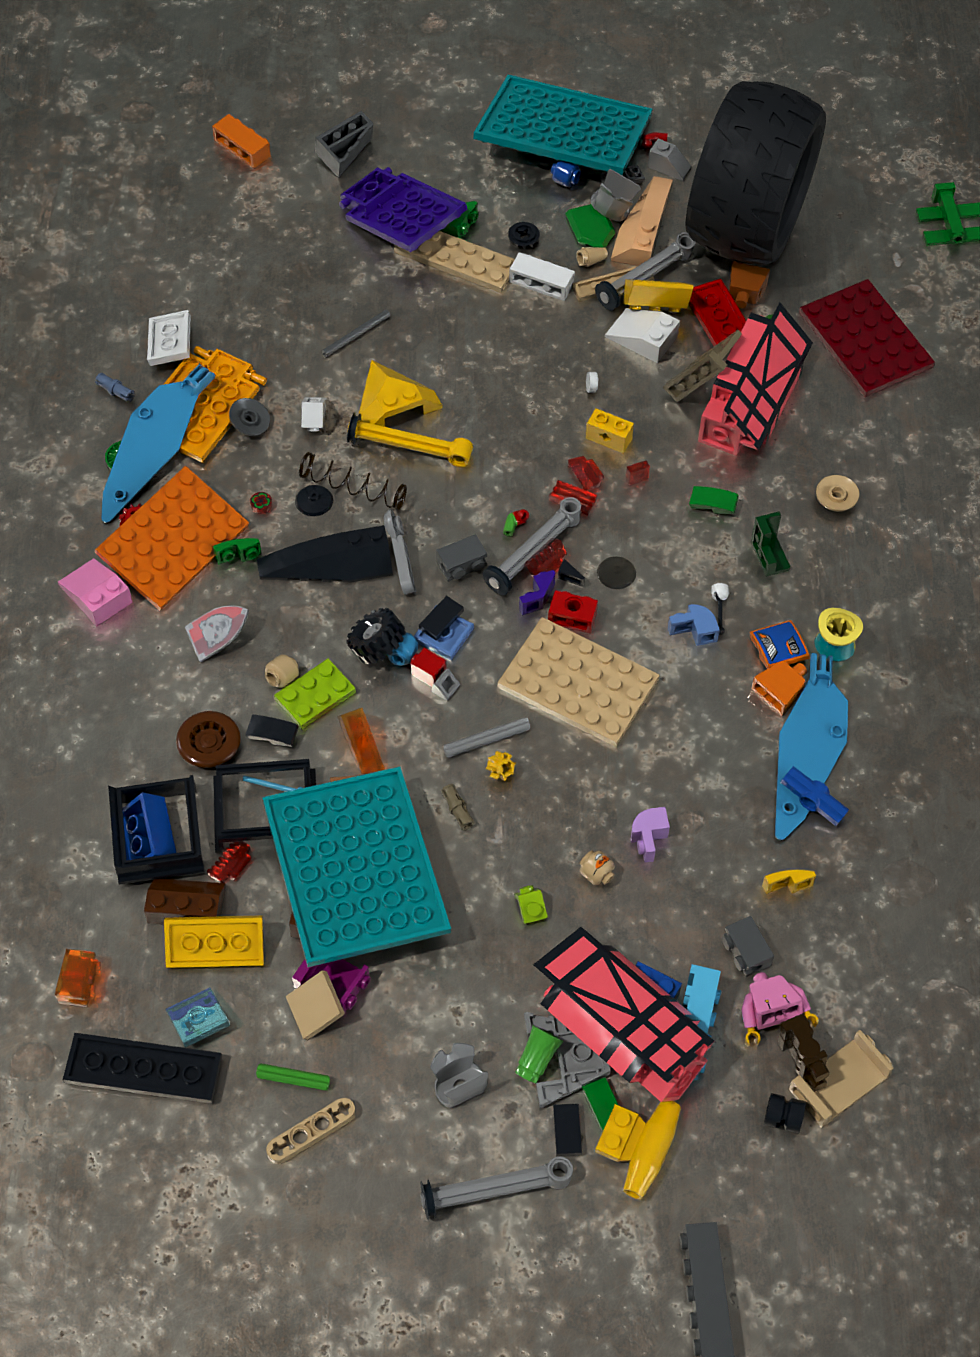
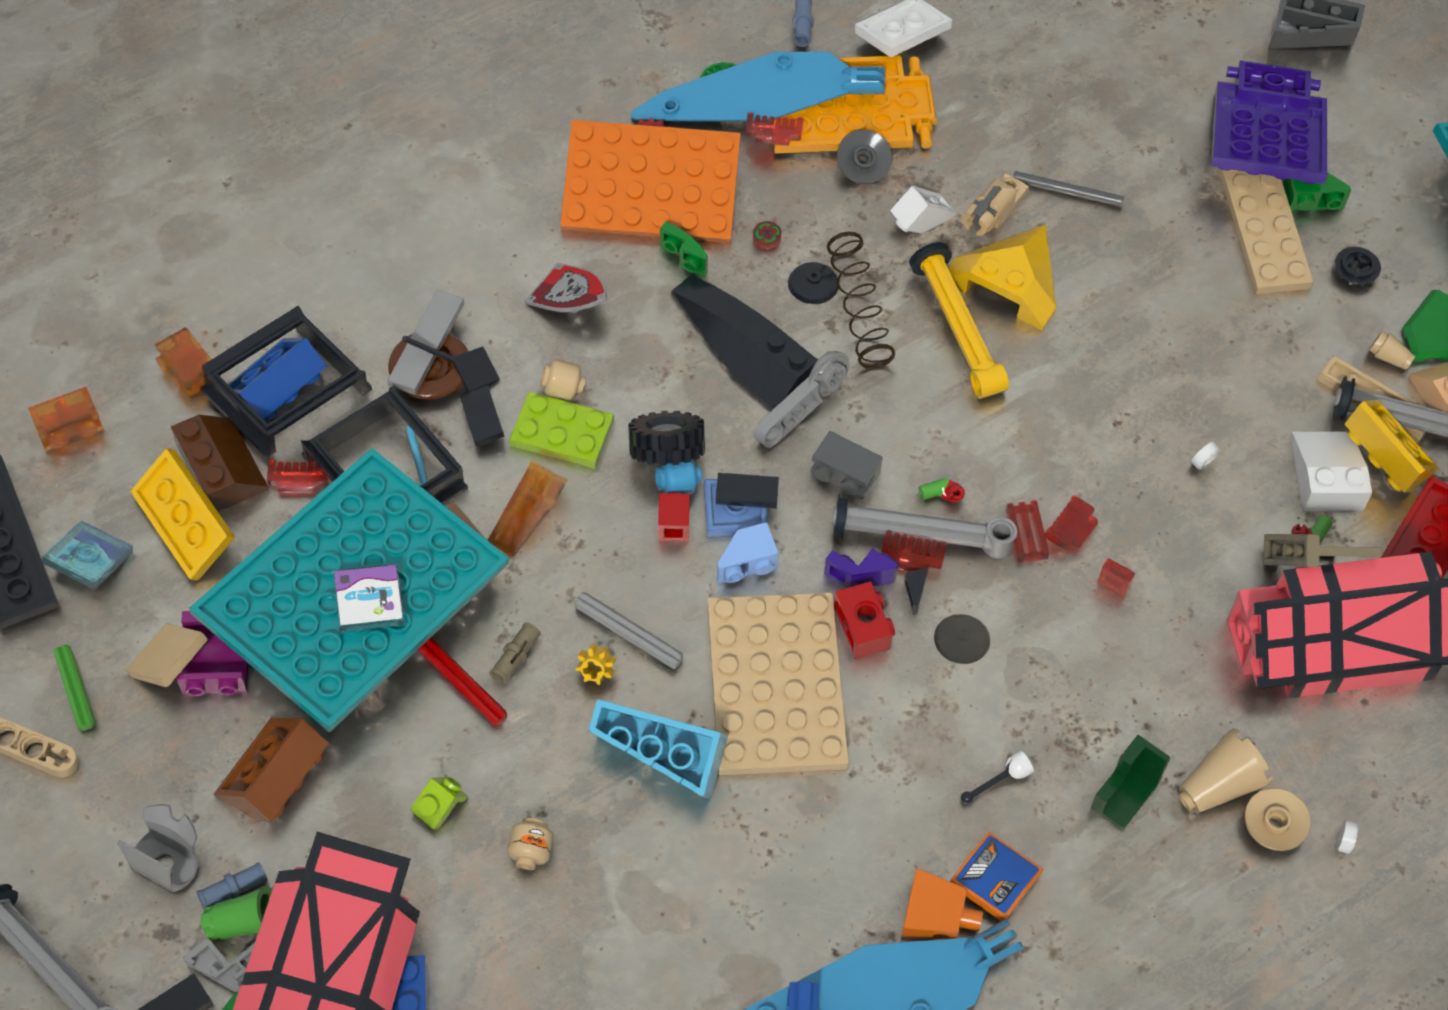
camera: 55 degrees right, 0 degrees up
(91, 880) = (183, 359): none -> clear orange brick
(96, 591) = (534, 160): bright pink slope -> none
(192, 452) = (773, 133): none -> clear red piece
(193, 729) = (431, 331): none -> light grey tile
(228, 714) = (473, 366): none -> black piece
(339, 373) = (995, 204): none -> tan plate
(376, 856) = (368, 597): none -> tile
(440, 986) = (272, 768): none -> dark orange slope
(445, 685) = (666, 548): light grey slope -> none
(462, 845) = (463, 682): none -> red axle
(483, 642) = (748, 554): none -> light blue slope
(508, 1052) = (232, 885): none -> sand blue pin
(541, 276) = (1311, 317): white brick -> none
(587, 756) = (670, 746): none -> medium azure wedge
(609, 430) = (1150, 513): yellow brick -> none
(649, 826) = (621, 866): lavender brick -> none
(677, 365) = (1320, 527): none -> bright green arm
(698, 621) = (954, 766): medium blue brick -> none
(717, 499) = (1148, 683): green slope -> none
(796, 497) = (1224, 774): none -> tan cone
(838, 633) = (1058, 932): light yellow hat -> none
(868, 469) = (1347, 836): none -> white tile

